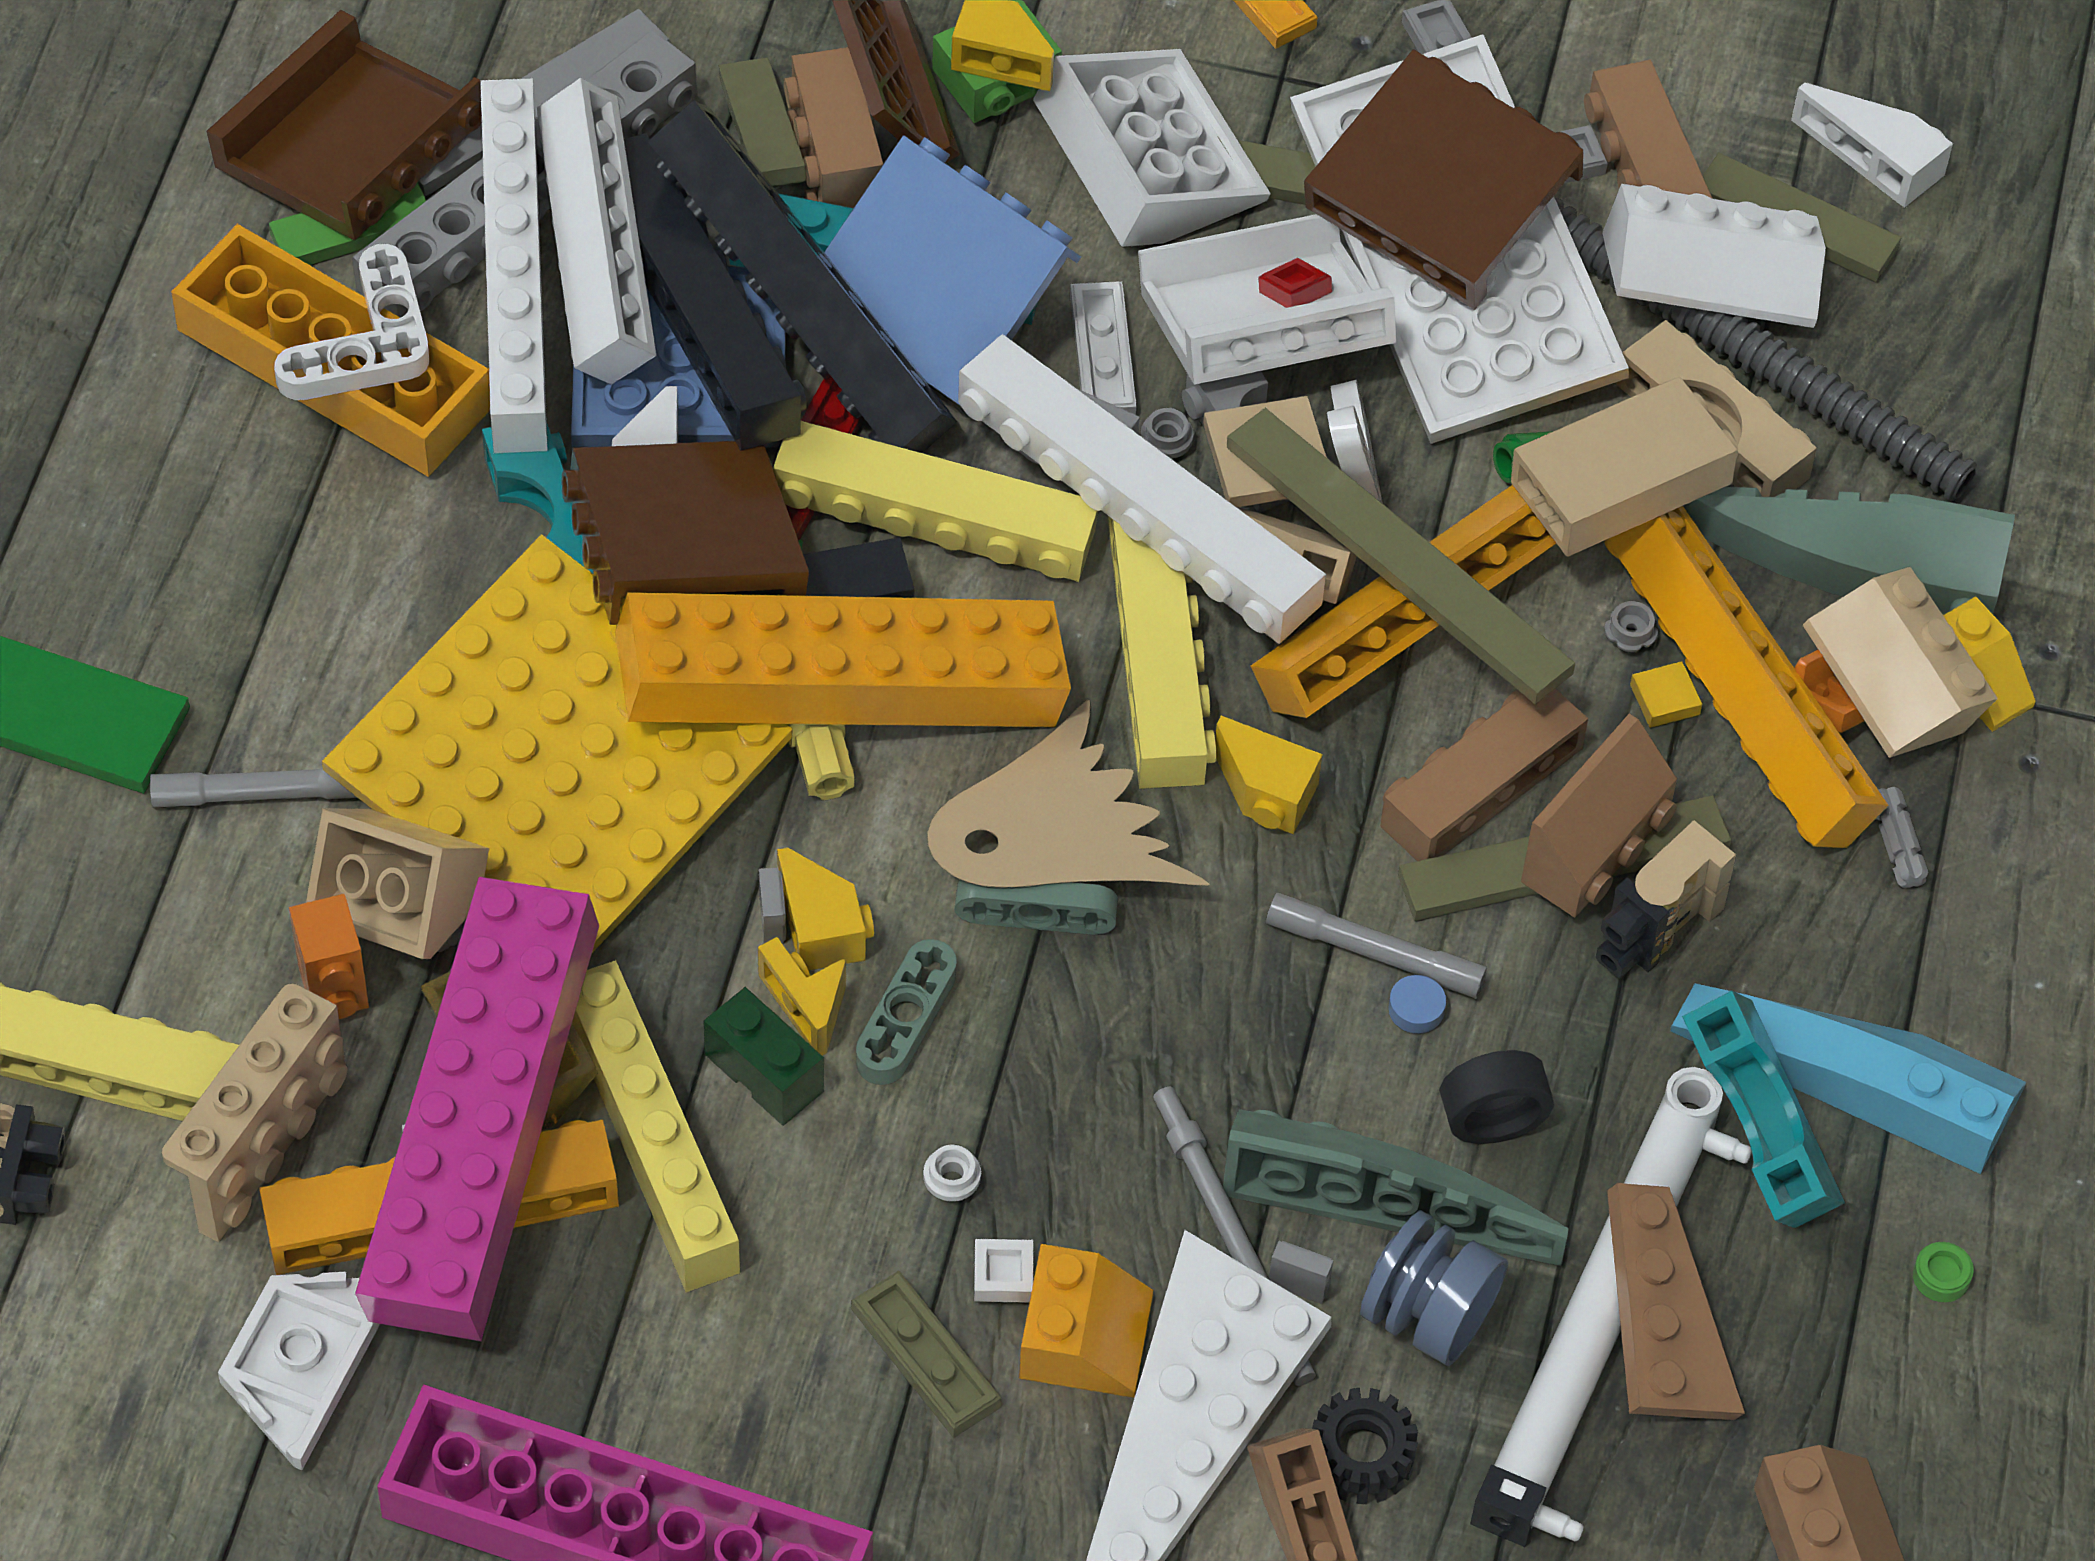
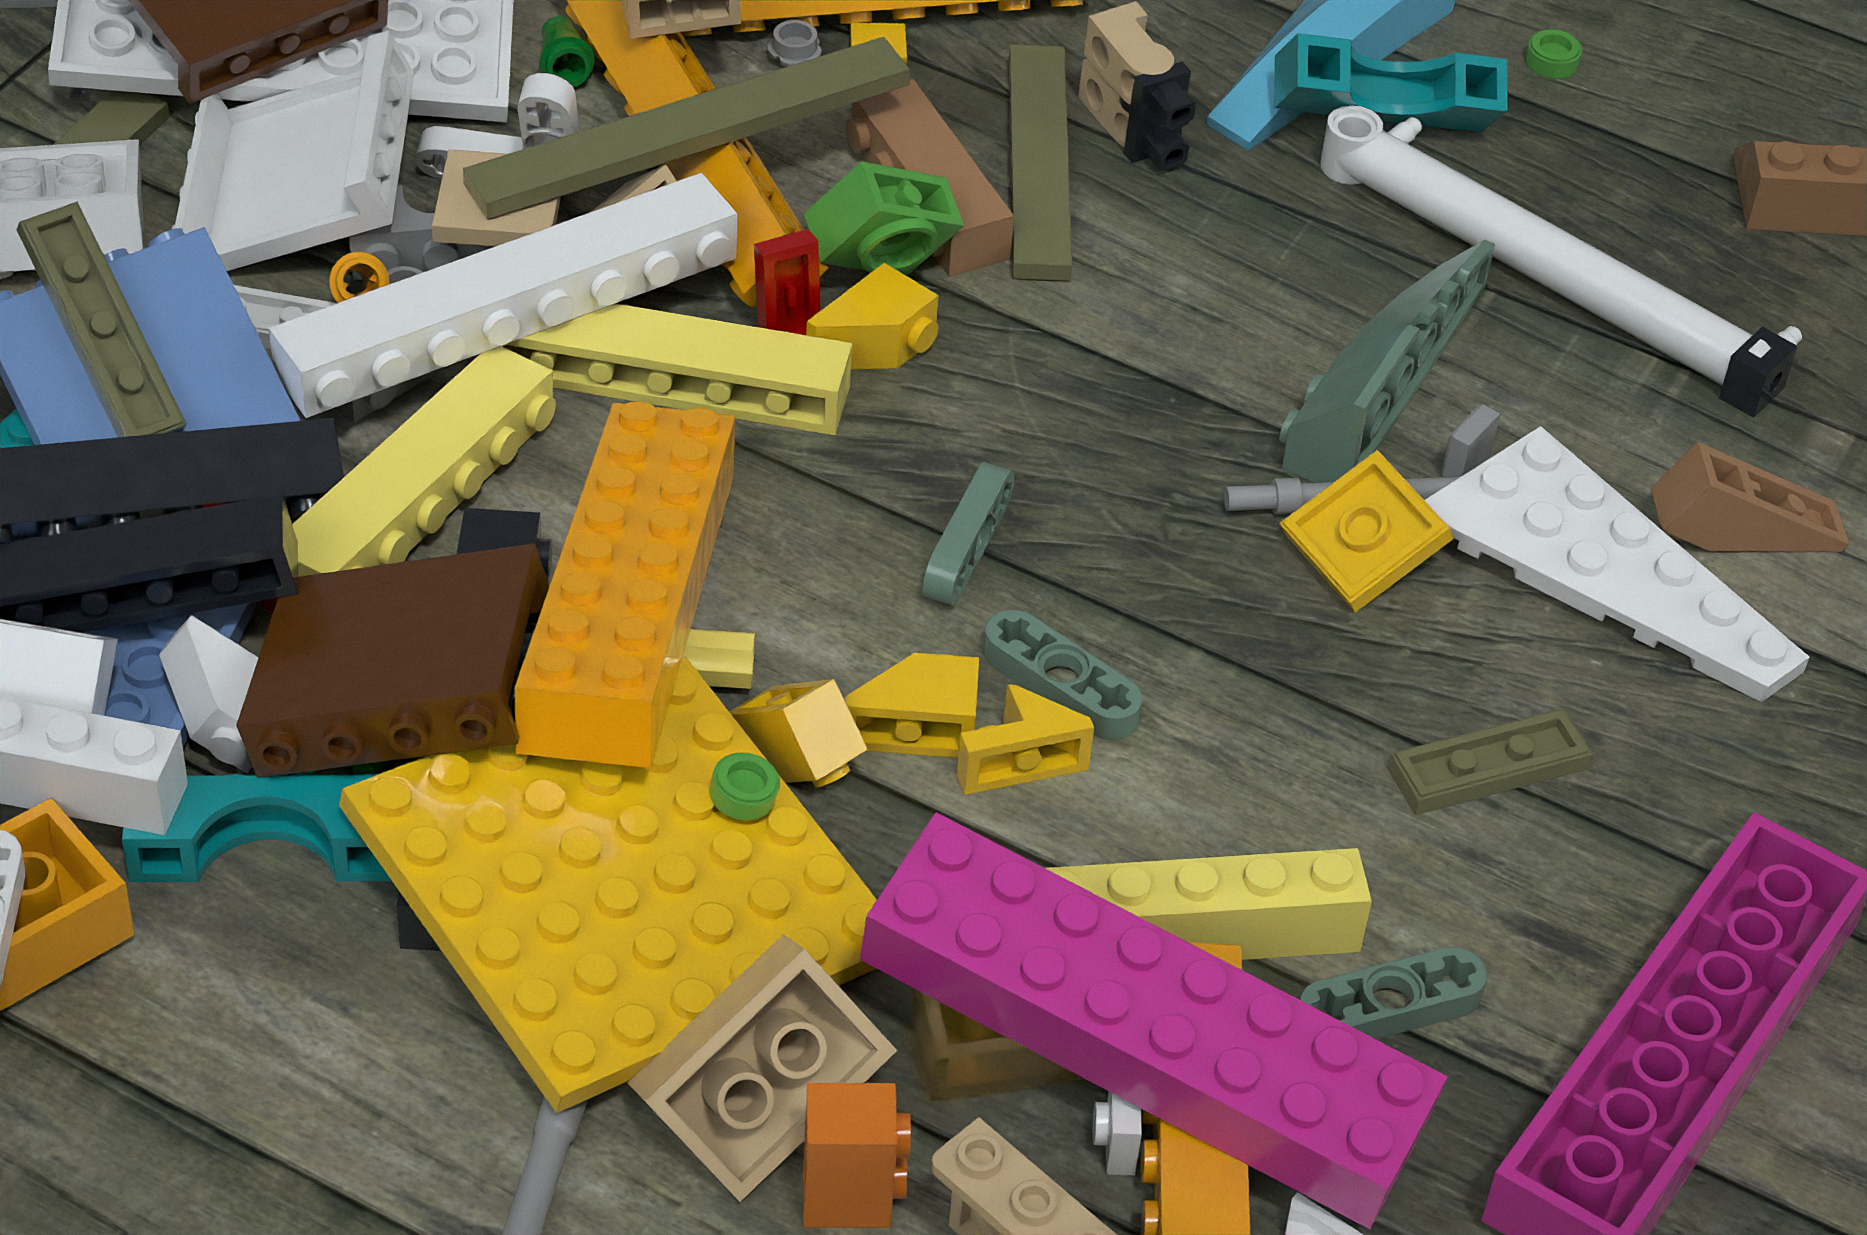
camera: 75 degrees left, 10 degrees down
(632, 1341) = (1412, 977): none -> sand green beam
(658, 798) = (744, 786): none -> bright green tile
(757, 827) = (803, 730): none -> yellow slope
(764, 1055) = (1097, 791): dark green brick -> none
(772, 904) = (897, 745): light grey tile -> none
(938, 222) = (100, 323): none -> olive tile
(952, 1159) = (1278, 682): white plate -> none
(1003, 1270) = (1412, 668): white plate -> none
(1052, 821) = (875, 487): tan piece -> none
(1084, 1323) = (1487, 631): light orange slope -> none
(1144, 390) = (366, 265): none -> light orange cone
(1151, 1202) = (1366, 531): none -> yellow tile
(1253, 686) = (787, 281): none -> red plate
(1295, 283) = (281, 138): red tile -> none
(1317, 924) = (1059, 339): light grey piece -> none
(1360, 737) = (883, 217): none -> bright green brick
(1380, 1419) = (1661, 430): black tyre -> none
(1417, 1004) = (1173, 297): medium blue tile -> none
(1424, 1283) = (1531, 342): sand blue wheel -> none
(1496, 1097) = (1322, 251): black tyre -> none
(1600, 819) = (1037, 101): medium nougat slope -> none
(1665, 1319) = (1592, 209): medium nougat wing -> none

